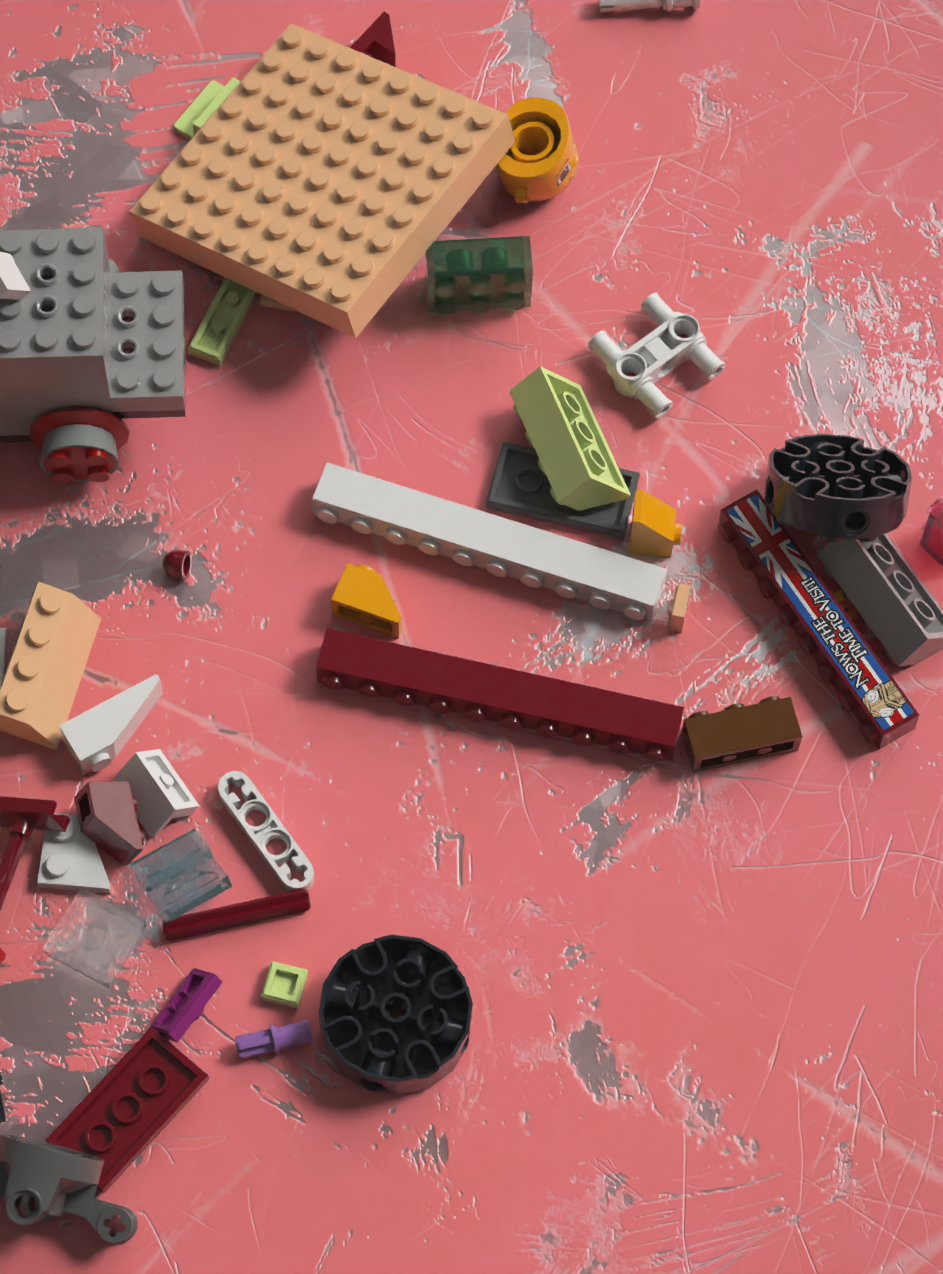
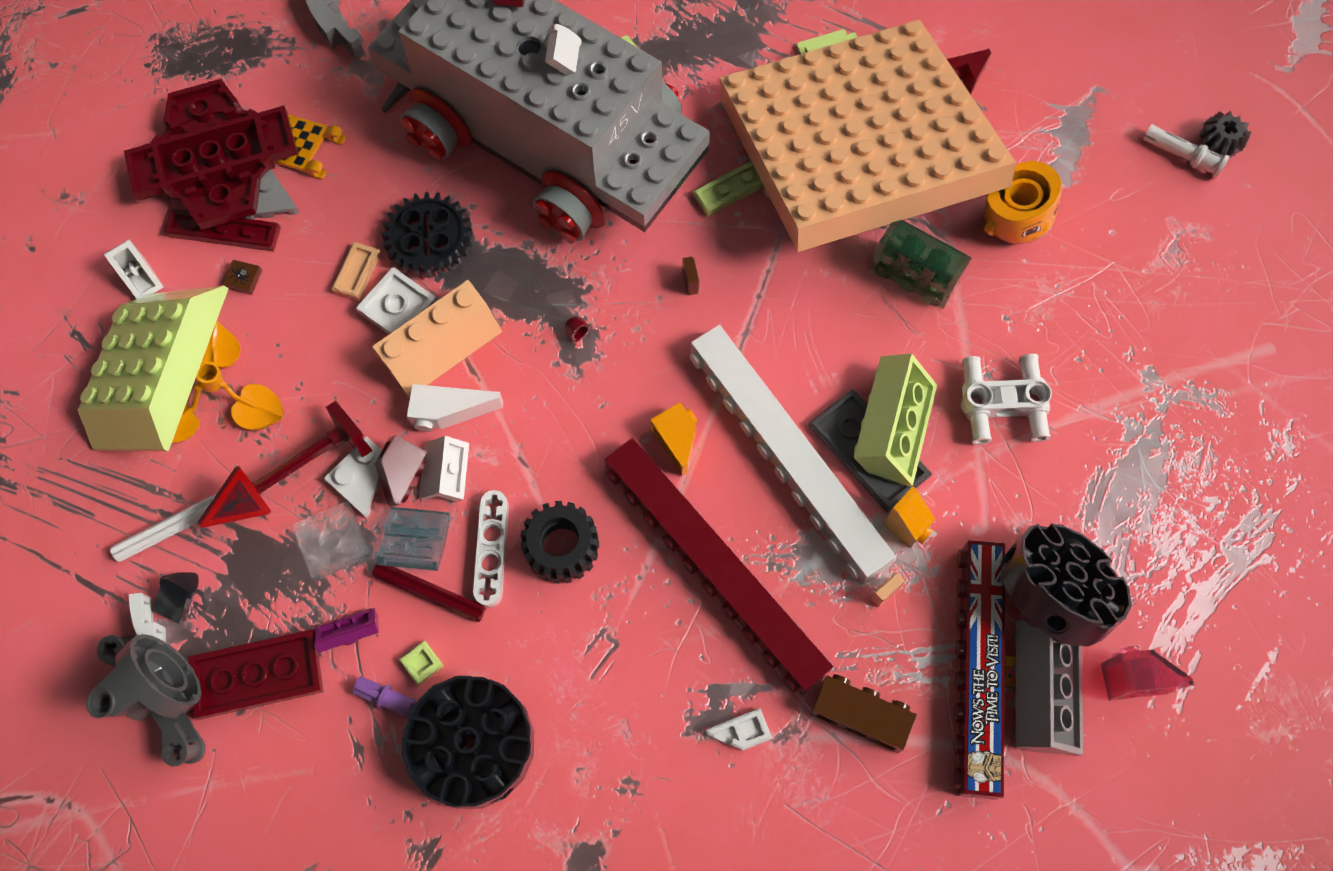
camera: 40 degrees right, 5 degrees up
(254, 435) = (690, 275): none -> reddish brown tile
(331, 748) = (557, 518): none -> black tyre
(642, 830) = (742, 731): none -> white tile

